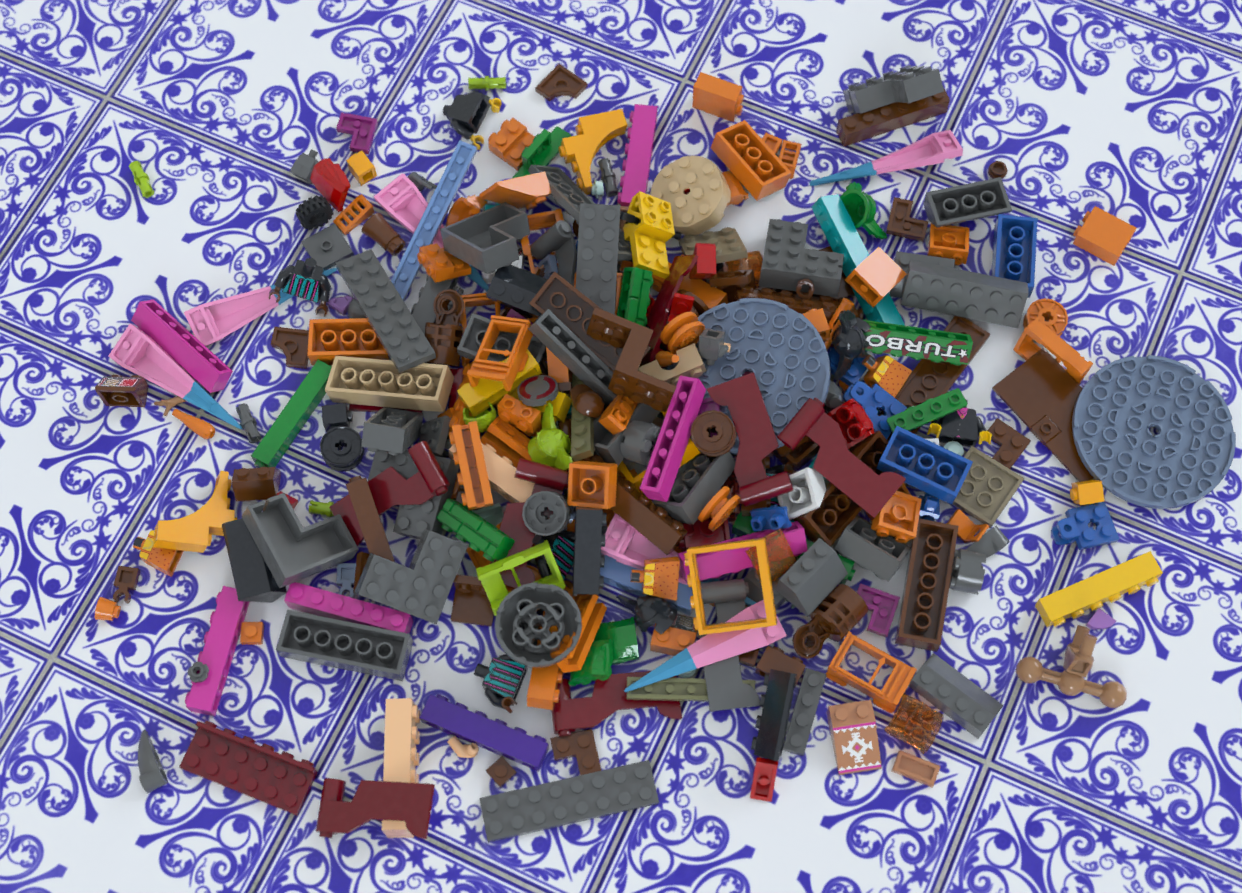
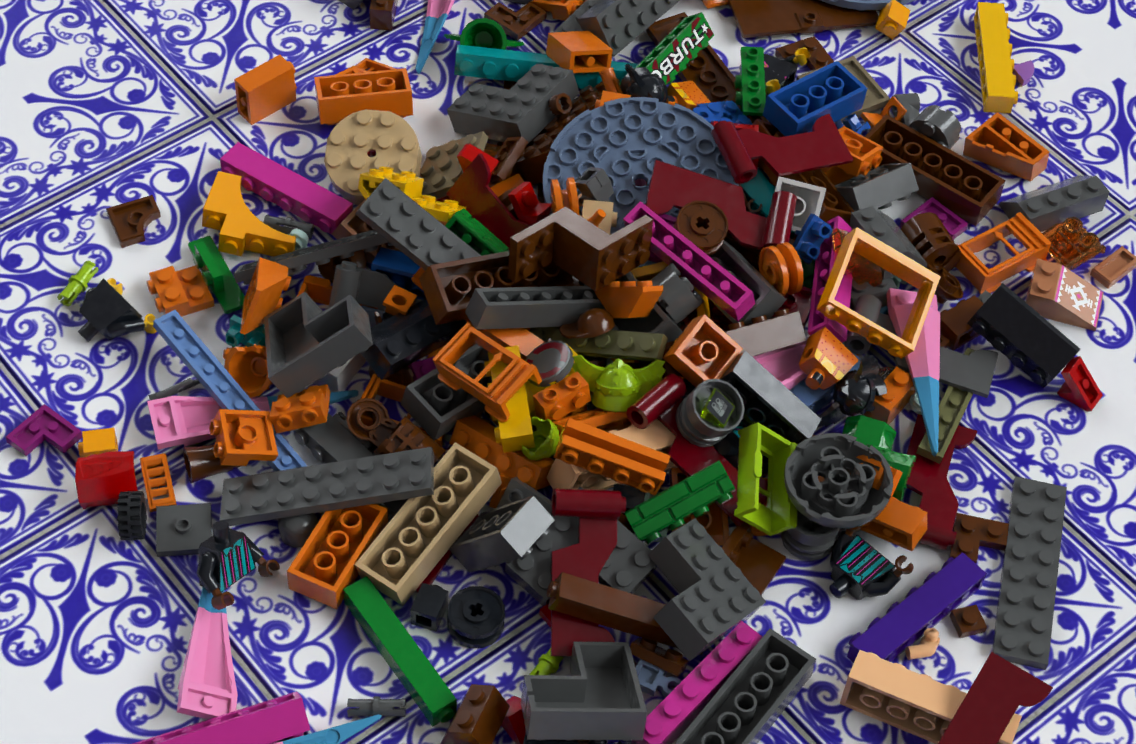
camera: 70 degrees left, 15 degrees down
(293, 344) = (296, 617): reddish brown tile -> none
(304, 165) = (55, 501): dark grey piece -> none
(340, 304) = (273, 545): medium lavender tile -> none
(398, 241) = (243, 436): none -> orange plate
(542, 514) = (717, 409): none -> slope
(560, 268) = (399, 301): none -> orange bracket
(991, 633) = (1006, 148): none -> orange wedge
(1076, 527) = (925, 39): blue plate -> none
(1077, 664) = (1069, 99): medium nougat connector -> none

